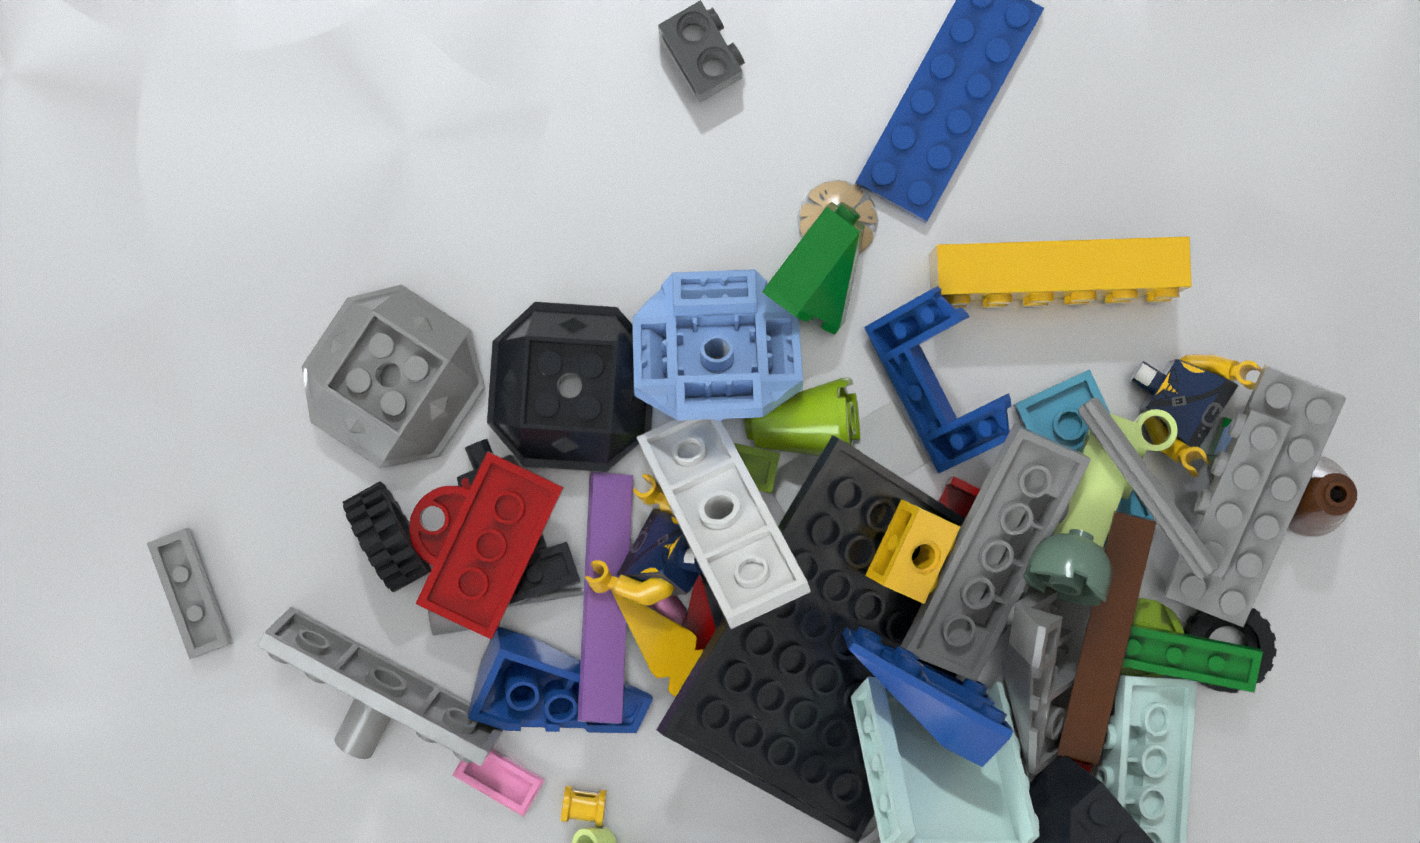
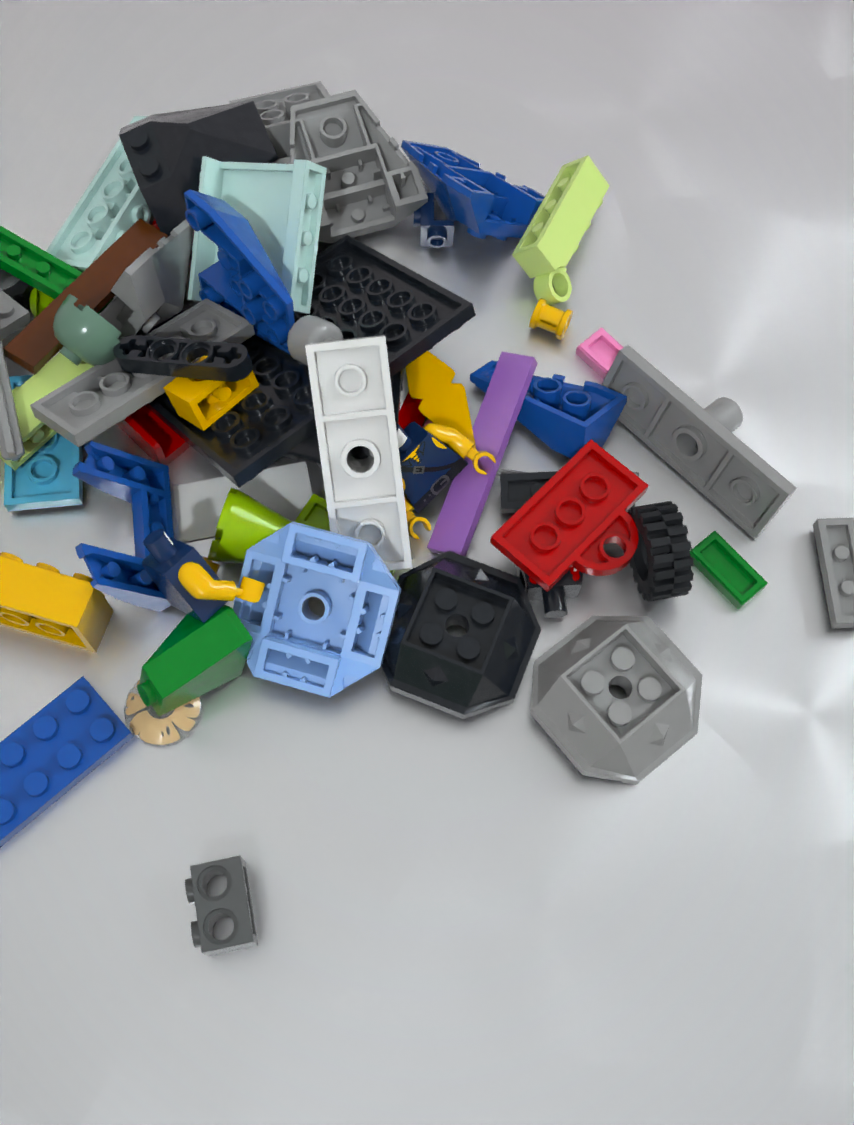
camera: 165 degrees left, 20 degrees down
(312, 559) = (727, 570): none -> green tile
(816, 629) = (310, 330): none -> light grey head
(845, 329) = (191, 579): none -> dark blue torso
(950, 566) = (223, 362): none -> black beam

